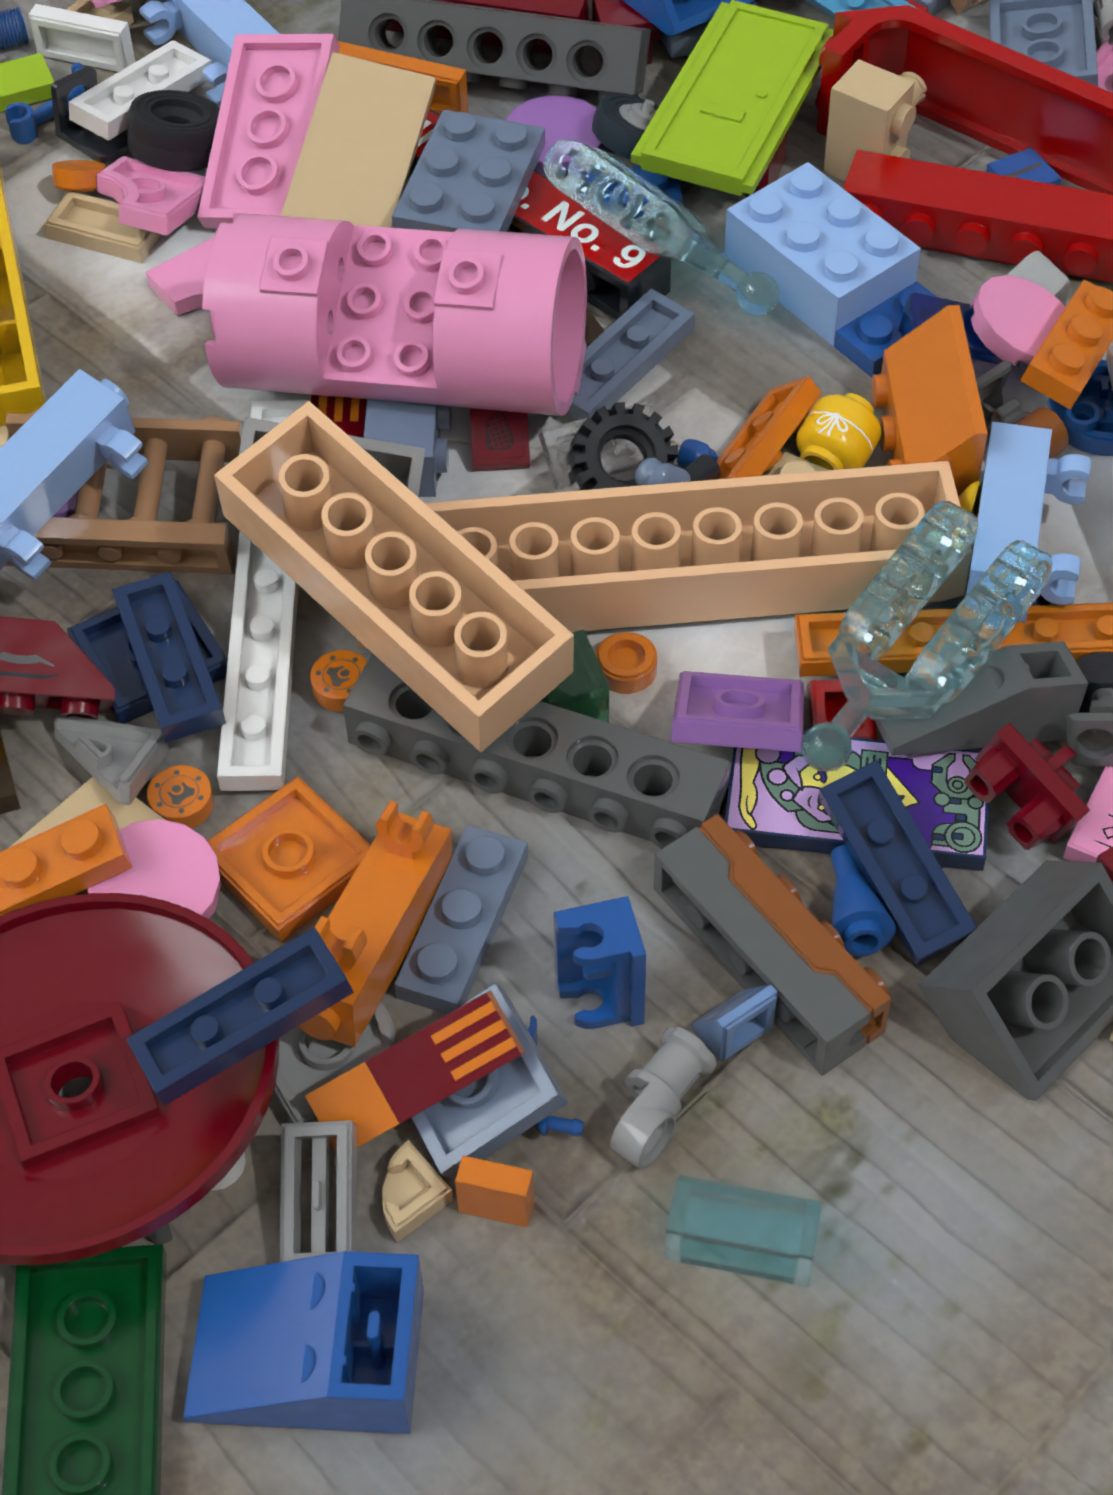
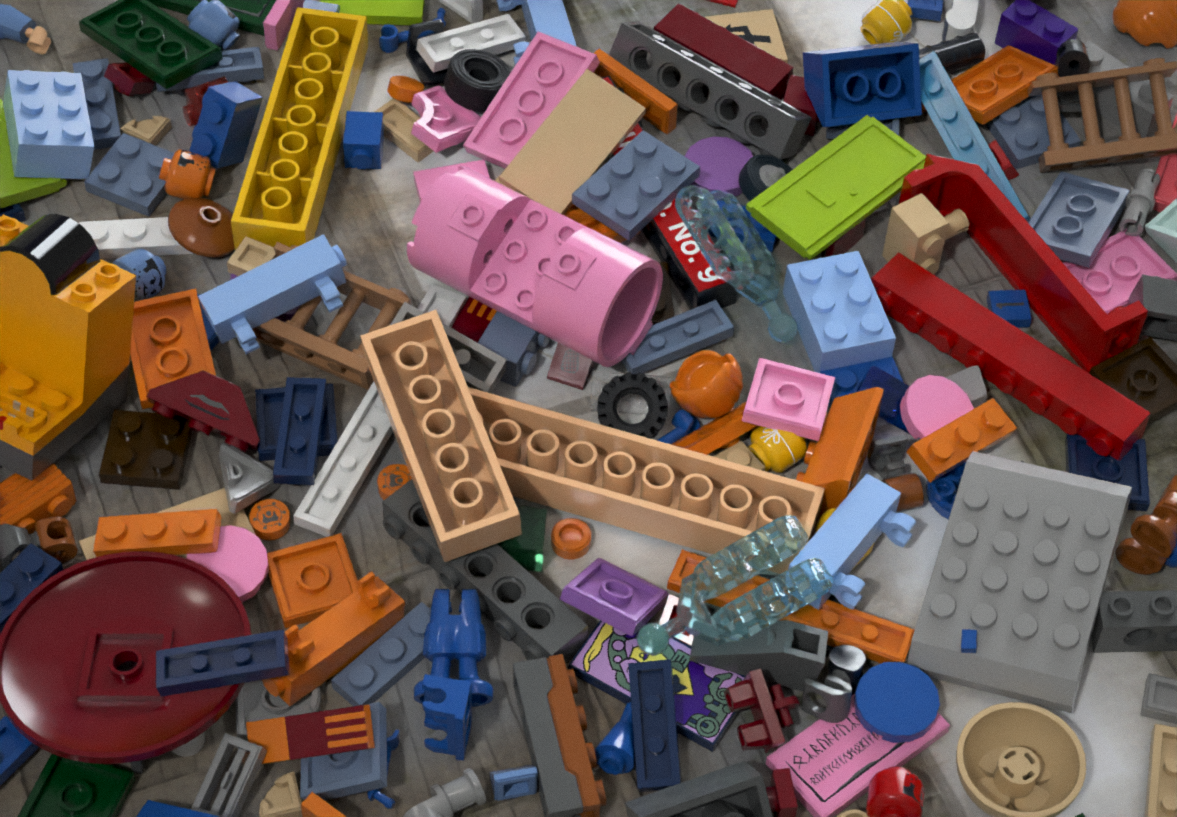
camera: 20 degrees right, 0 degrees up
(55, 254) = (363, 140): none -> blue brick
(549, 853) = (456, 638): none -> blue piece
(652, 471) = (640, 426): sand blue arm -> none
(705, 393) = (708, 384): none -> orange piece
(828, 370) = (788, 399): none -> bright pink tile

